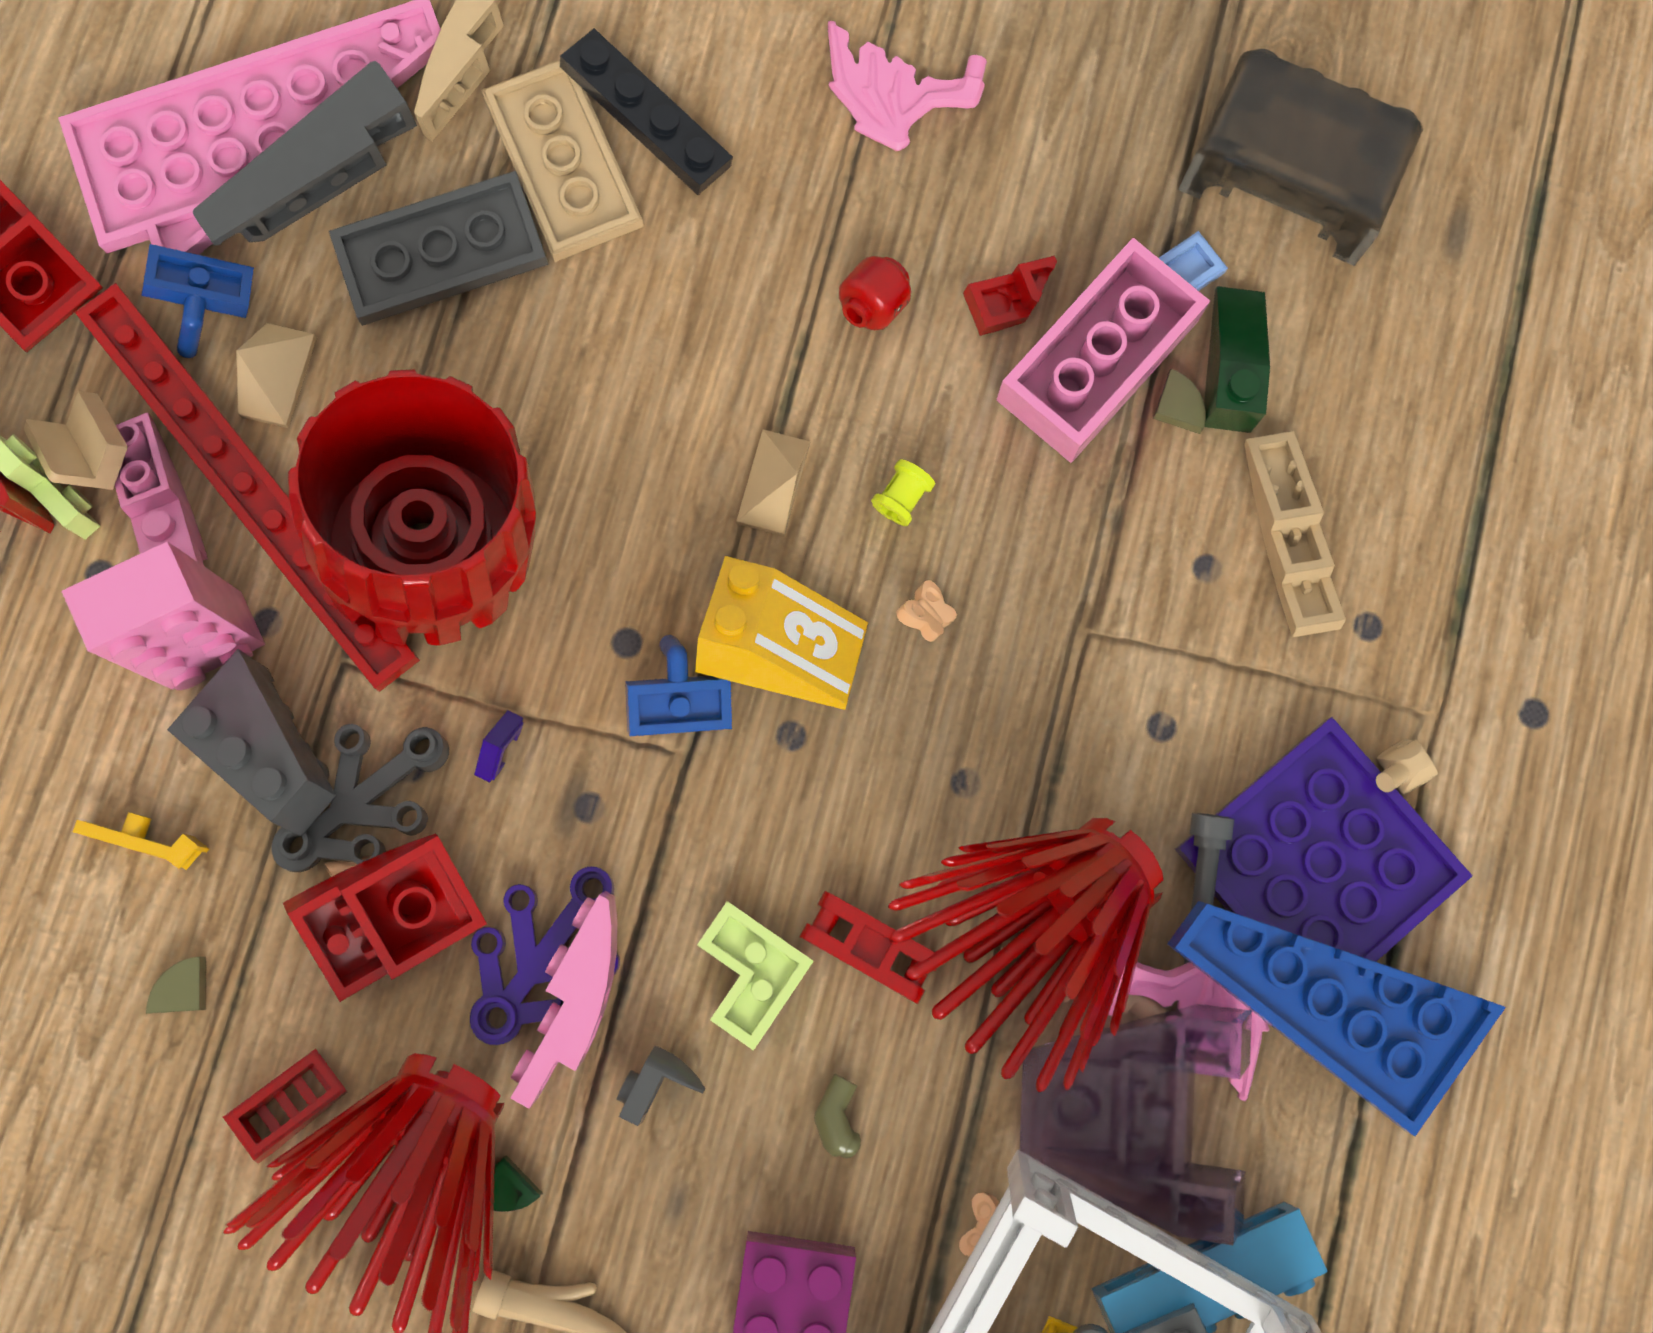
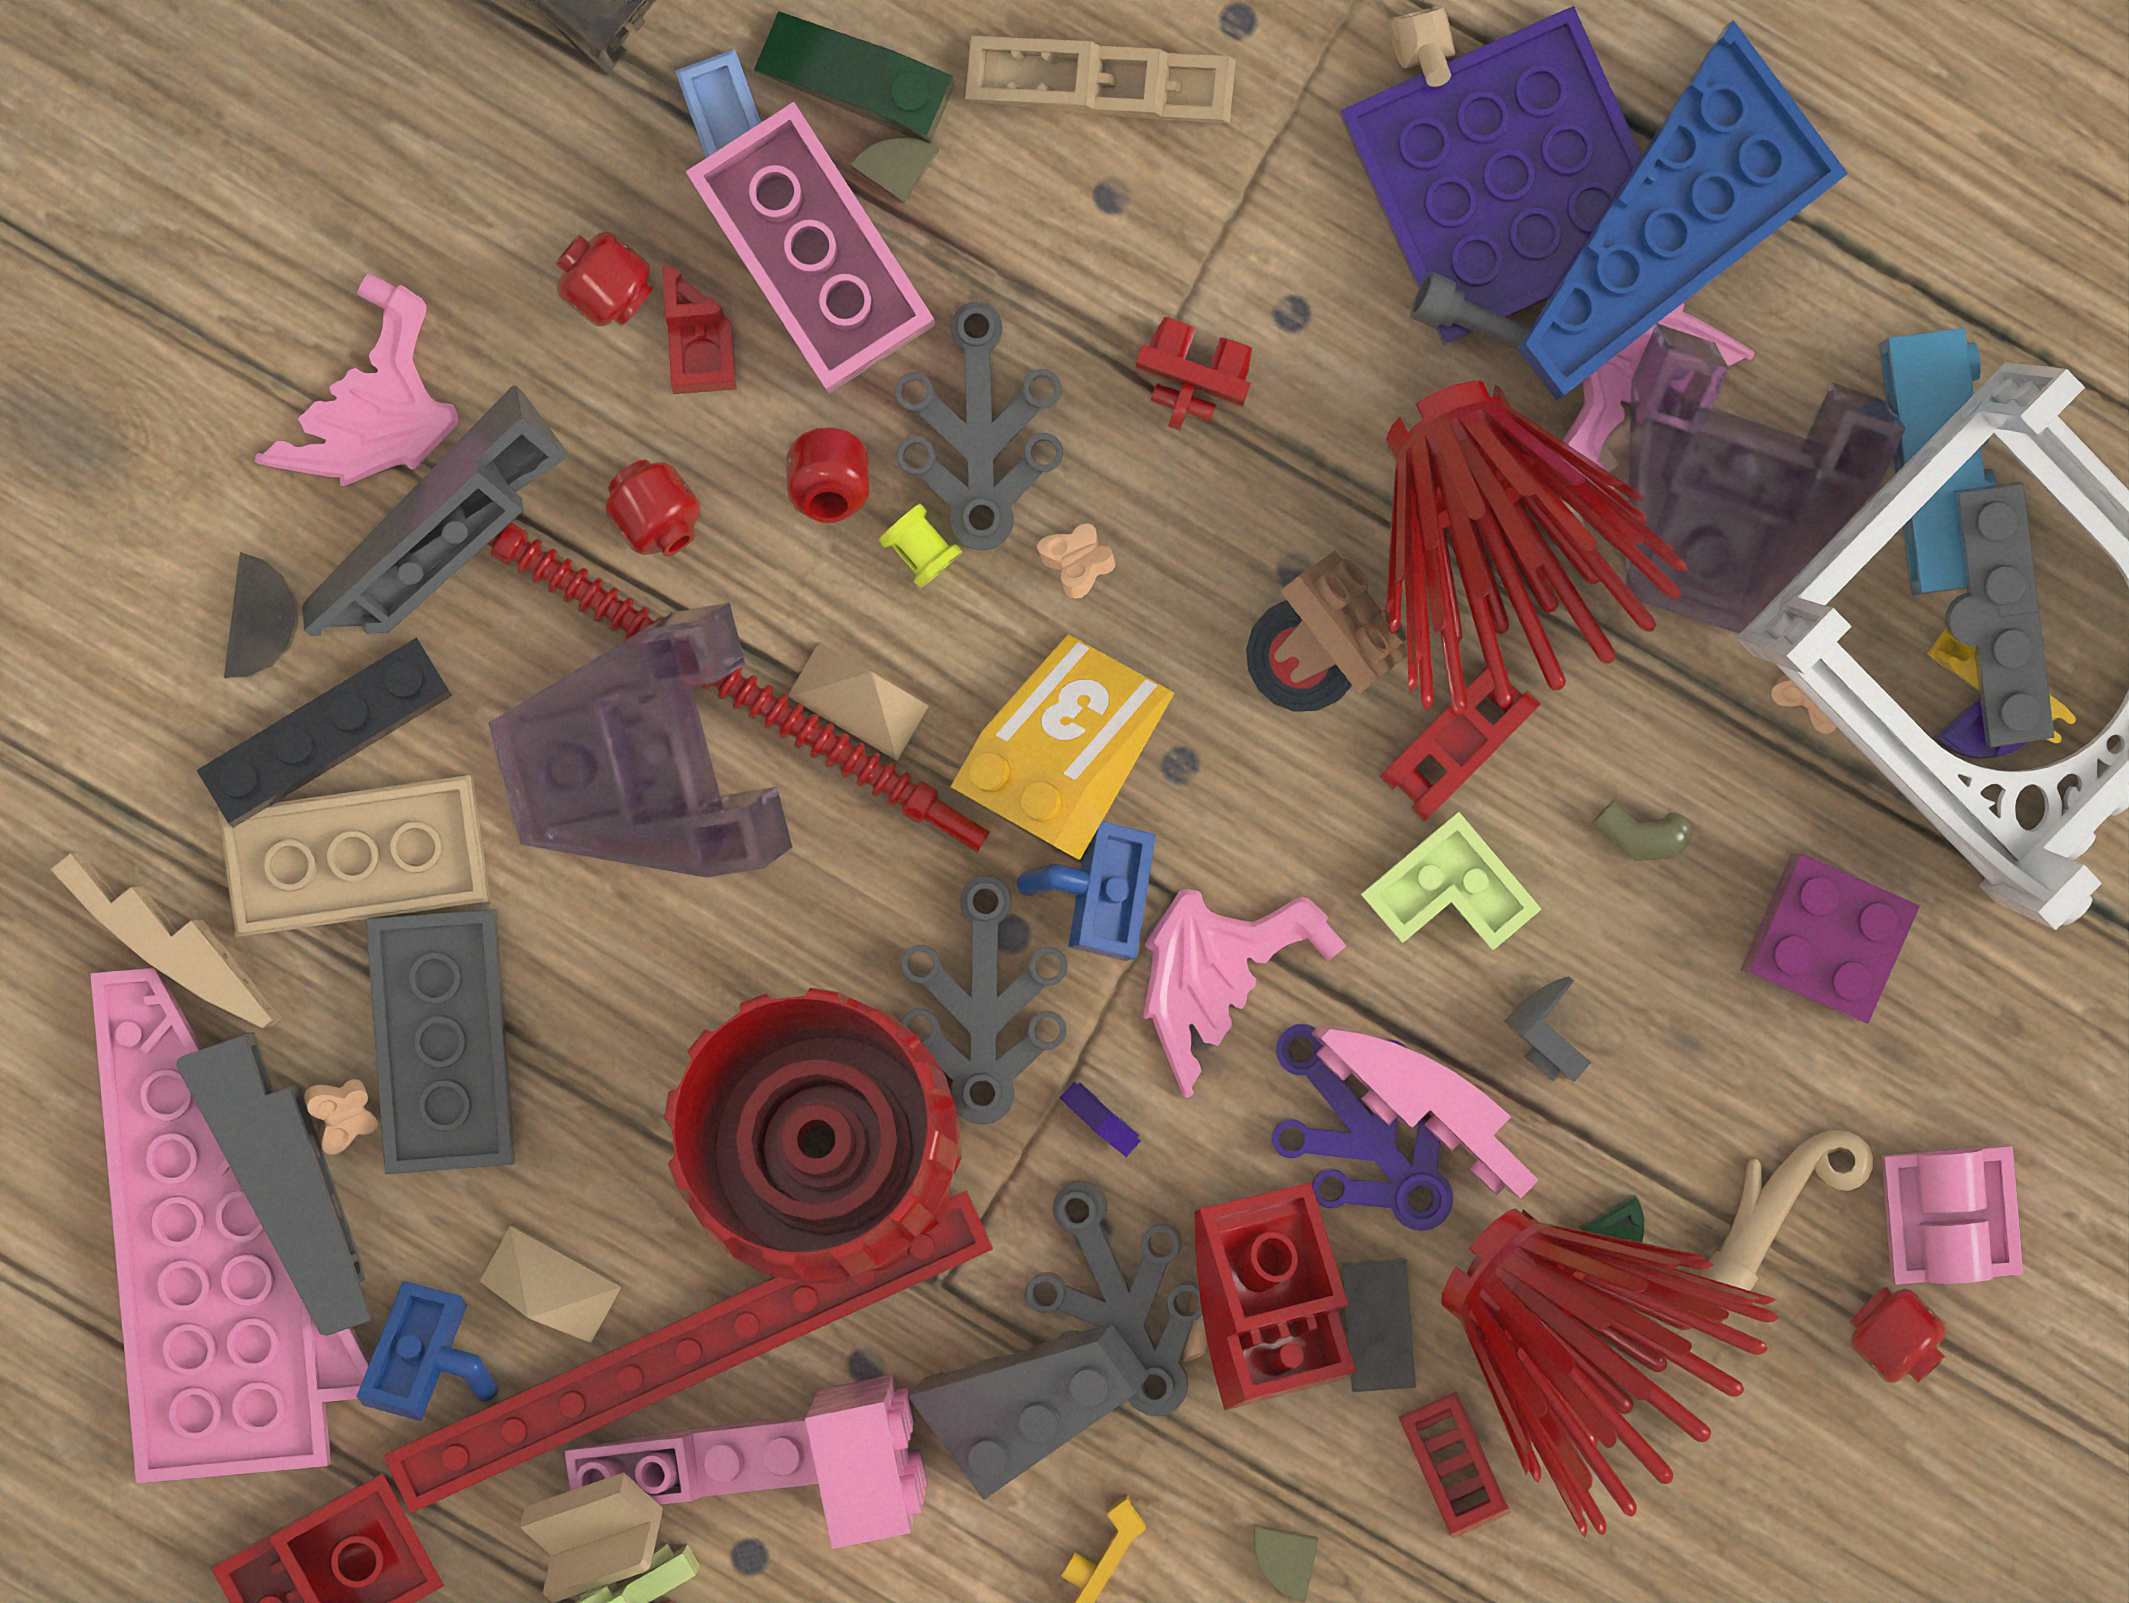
camera: 75 degrees left, 10 degrees up
(369, 192) = (342, 1114): none -> light nougat piece
(386, 1012) = (1379, 1324): none -> clear smoke plate
(561, 633) = (984, 1012): none -> dark grey plant
(639, 795) = (1204, 969): none -> bright pink animal
(680, 317) = (621, 762): none -> wedge
(709, 543) = (917, 800): none -> red hose
(716, 52) = (261, 618): none -> clear smoke plate
(822, 148) = (439, 521): none -> dark grey wedge
(921, 812) = (1322, 639): none -> medium nougat plate
(937, 408) = (827, 474): none -> red head
(999, 517) = (979, 438): none -> dark grey plant
(1032, 215) = (603, 279): none -> red head
(1099, 638) = (1167, 359): none -> red hips

